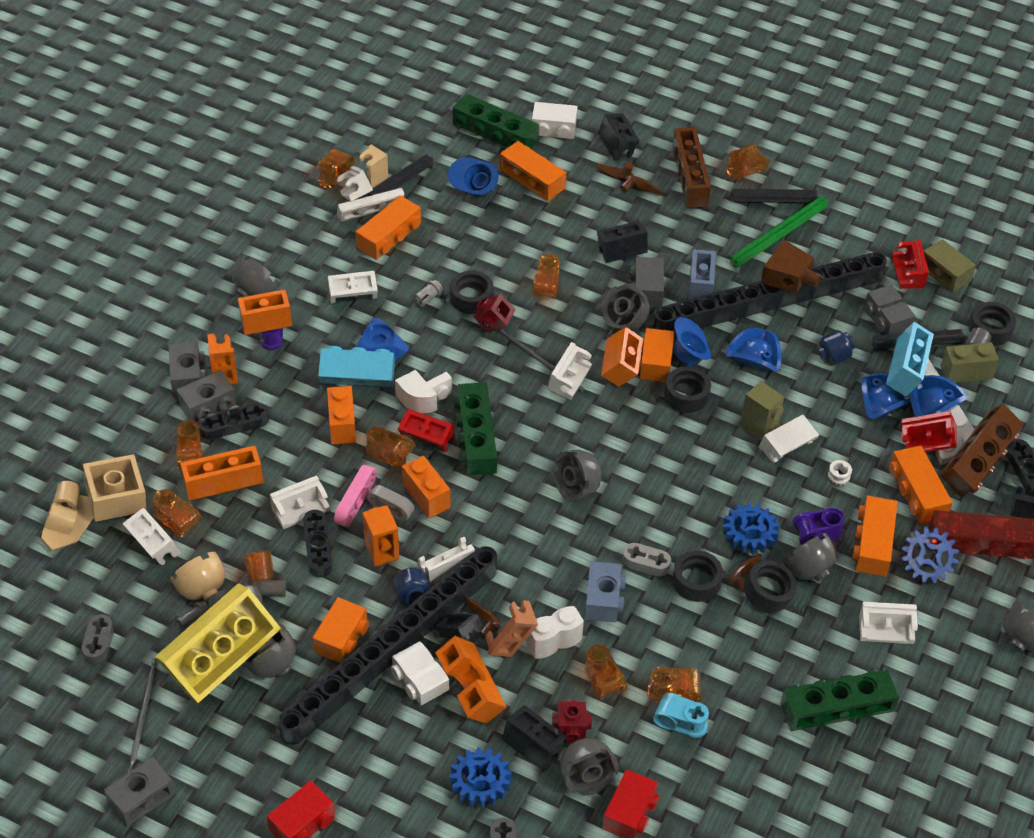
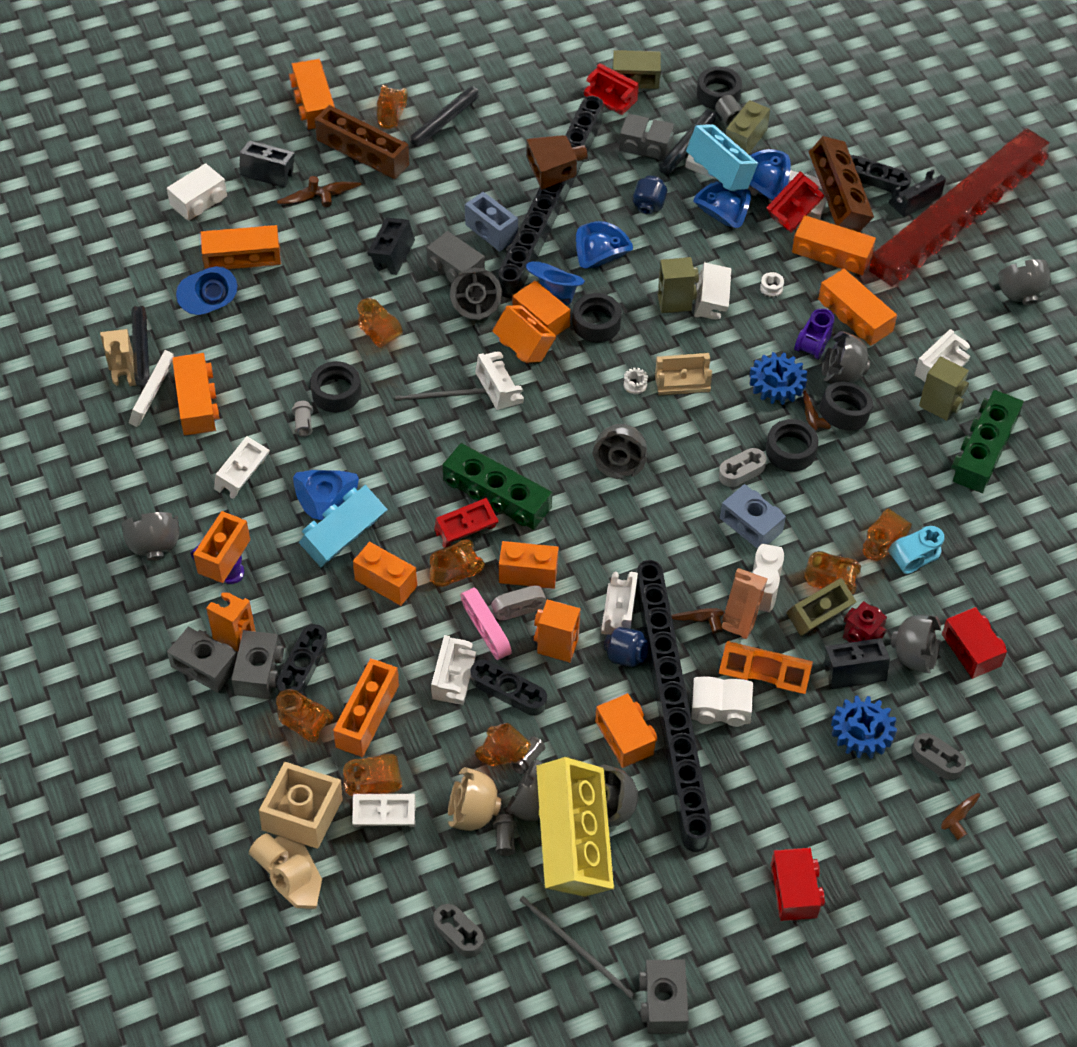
camera: 50 degrees left, 5 degrees up
(333, 166) = (71, 385): clear orange piece -> none
(356, 184) = (121, 380): white hinge -> none
(422, 395) = (417, 501): white brick -> none
(457, 625) = (703, 641): black tile -> none
(493, 313) = (383, 386): dark red brick -> none
(494, 122) = (152, 234): dark green brick -> none
(558, 681) = (821, 607): none -> olive brick
(657, 442) = (640, 376): none -> white bush
(691, 470) = (683, 374): none -> tan hinge
(710, 115) = (310, 90): none -> orange brick
(778, 231) = (487, 141): green axle -> none
(851, 635) = (944, 388): none -> olive brick
(921, 541) = (908, 288): blue gear -> none

